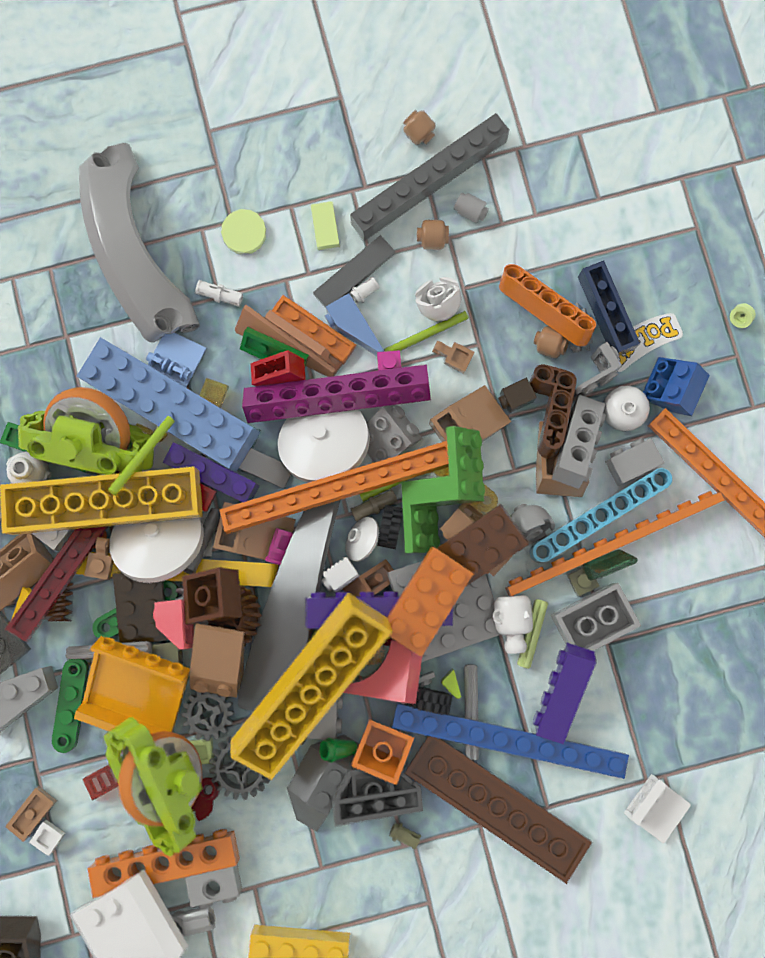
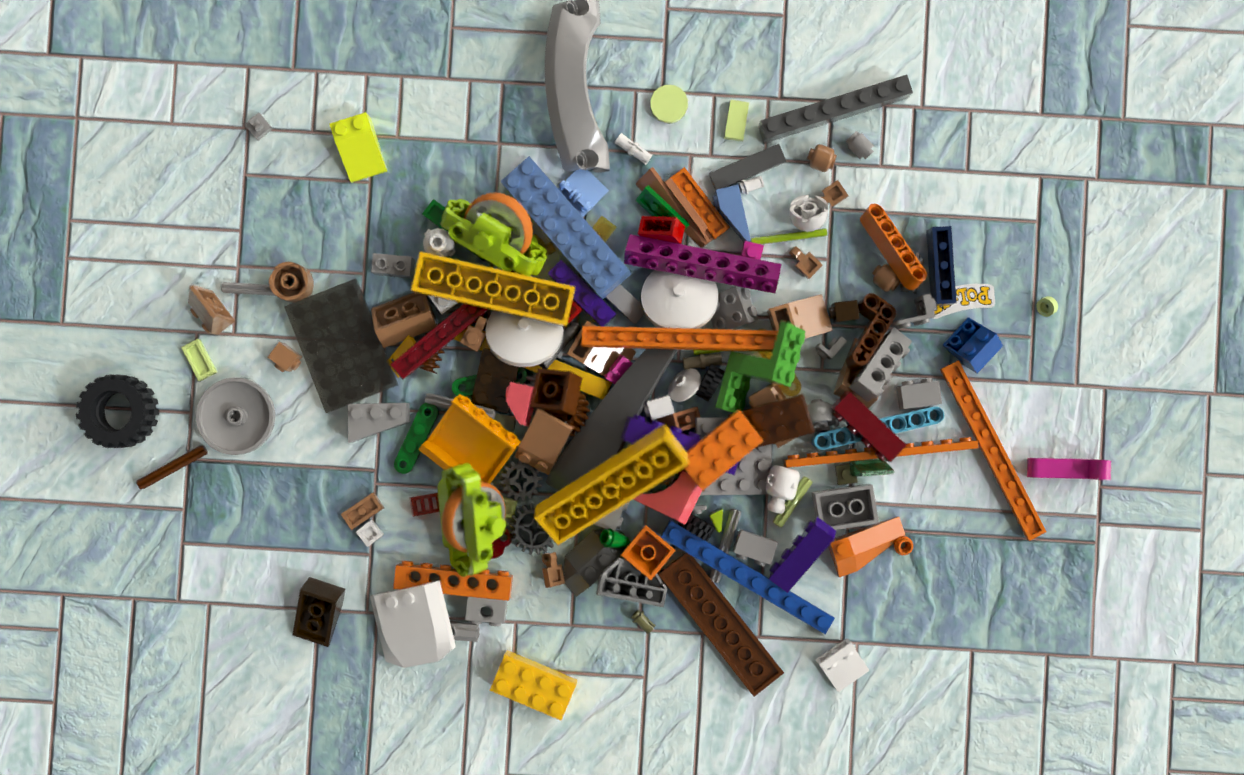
camera: 15 degrees right, 5 degrees up
(141, 455) = (536, 264): lime bar -> none
(280, 812) = (552, 573): none -> medium nougat plate
(419, 127) = (840, 64): medium nougat head -> none
(461, 269) = (834, 193): none -> medium nougat plate
(506, 702) = (754, 547): none -> light grey brick
(519, 439) = (834, 346): none -> light grey bracket
(589, 517) = (868, 427): none -> dark red brick
(626, 408) = (927, 350): white cylinder -> none
(629, 660) = (859, 547): none -> orange wedge
(683, 645) = (906, 549): none -> orange plate

